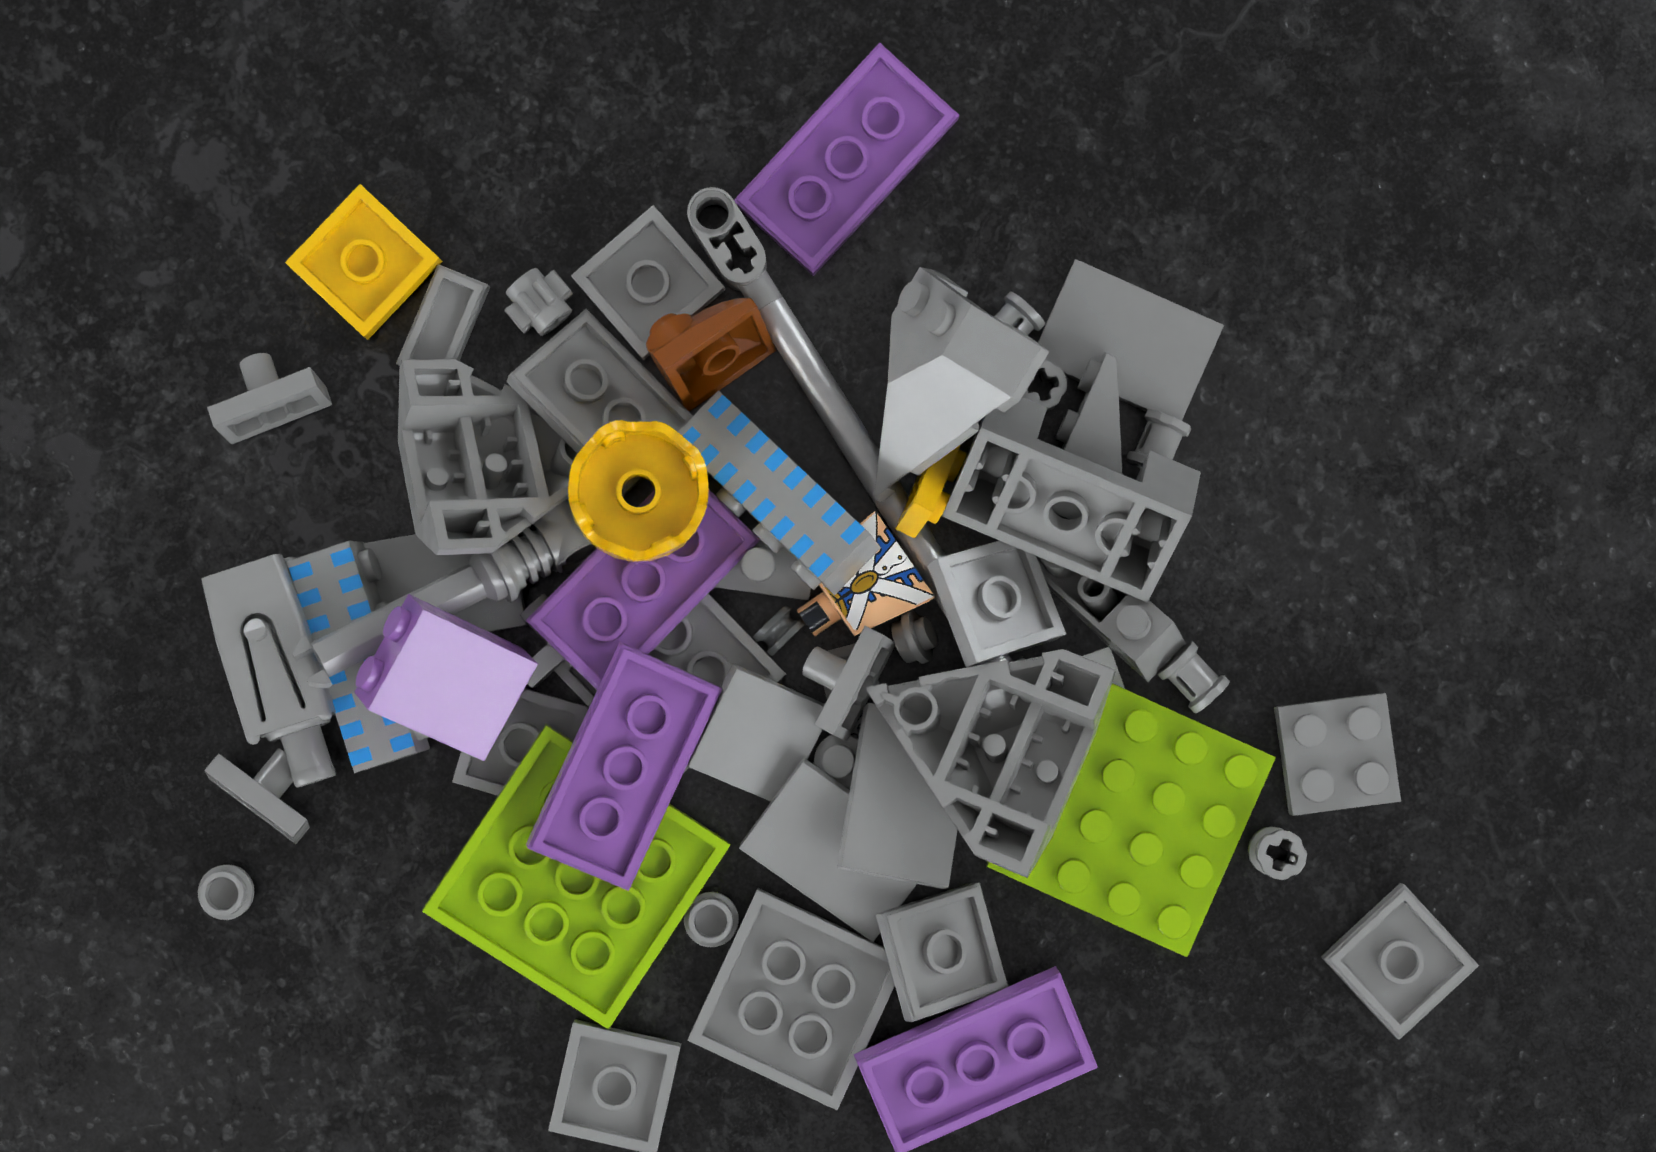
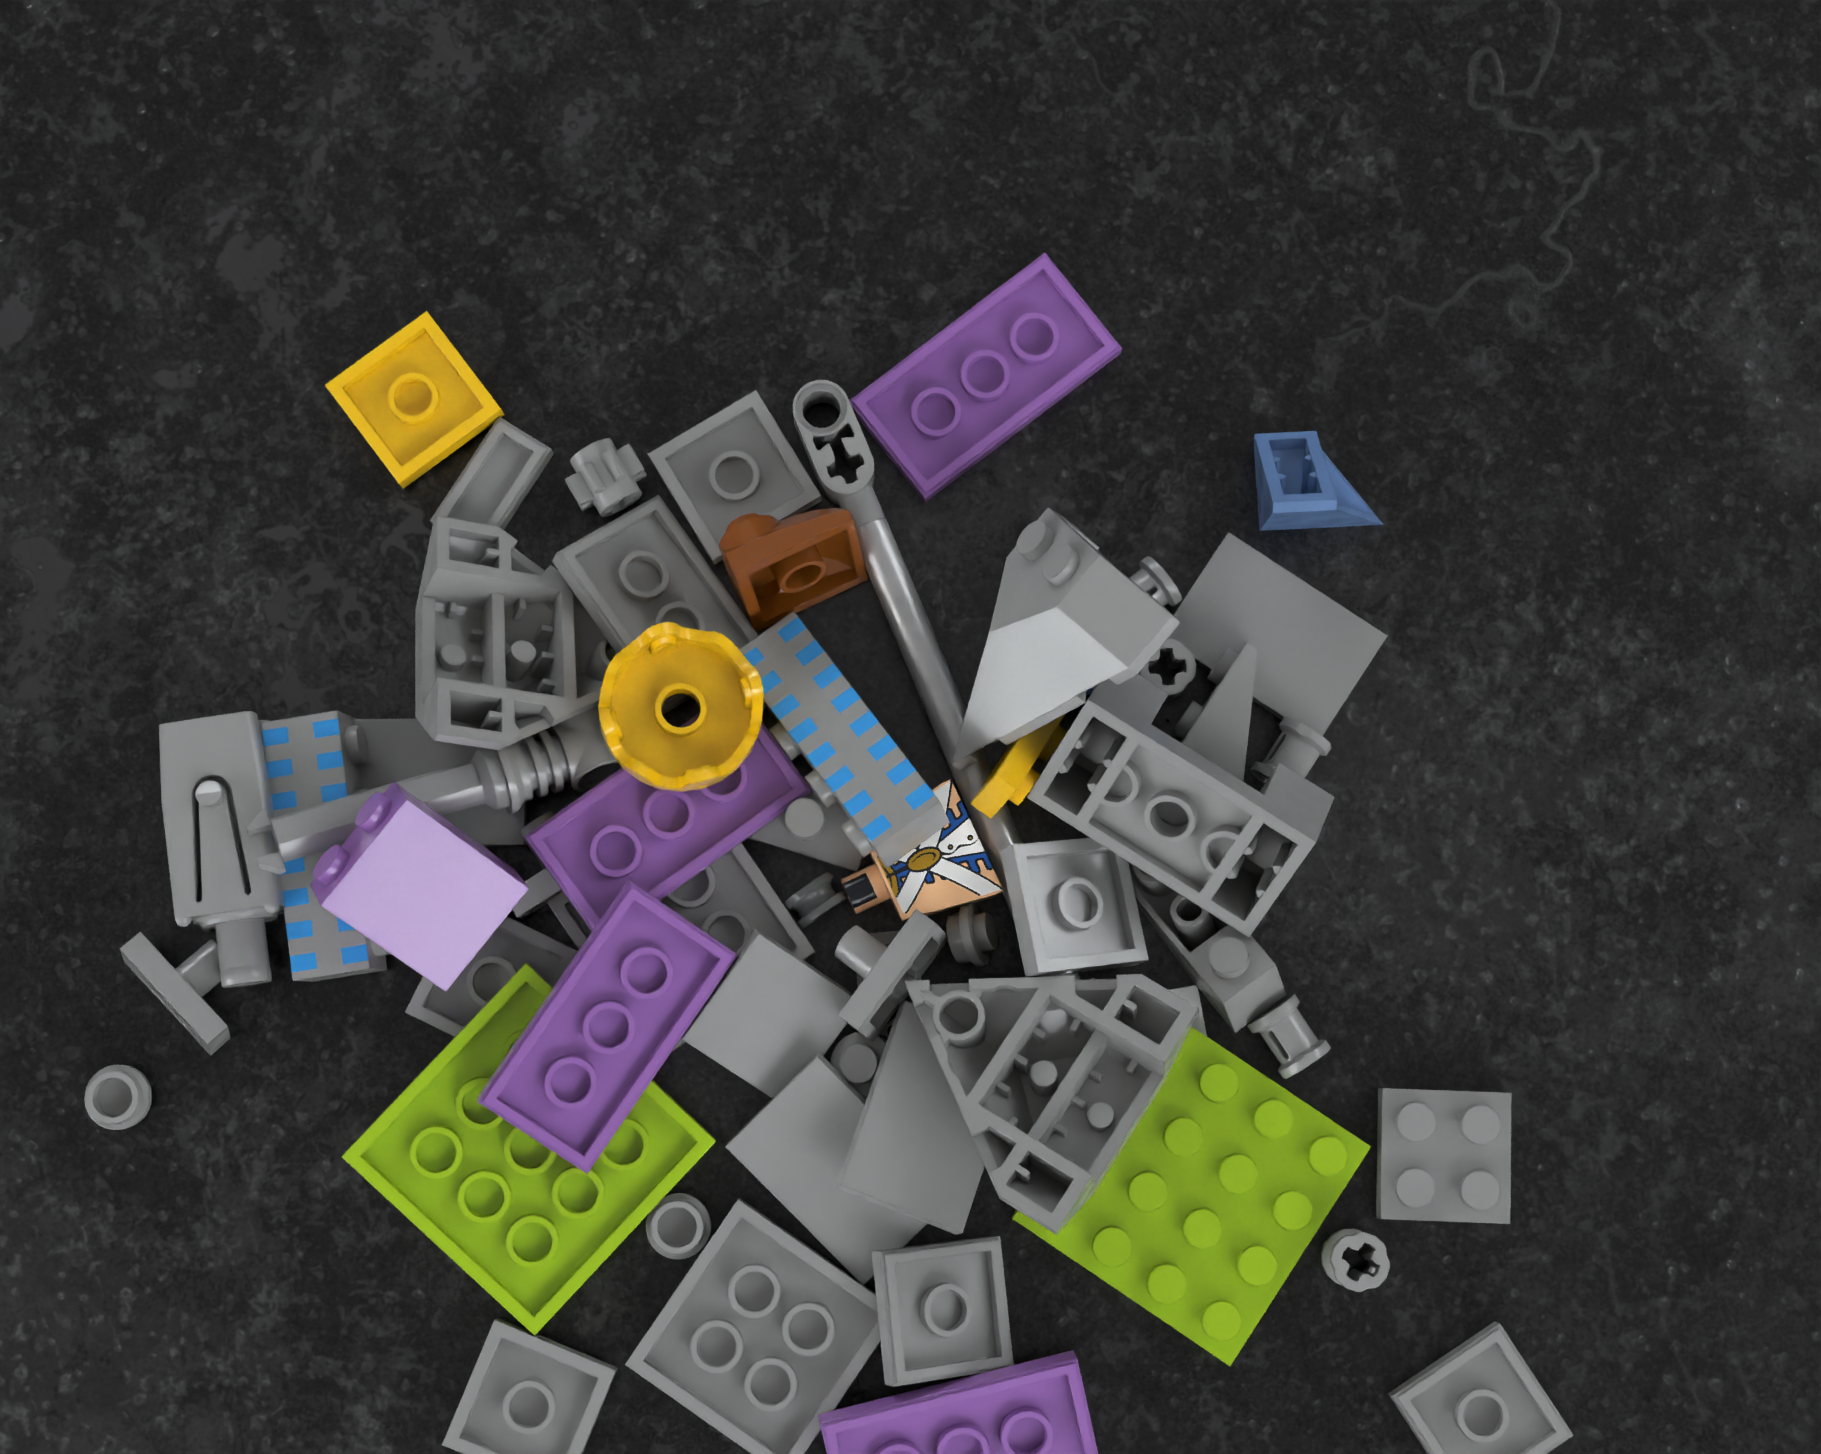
camera: 10 degrees right, 5 degrees down
(268, 400) = (276, 537): light grey tile -> none
(1132, 207) = (1303, 486): none -> medium blue slope

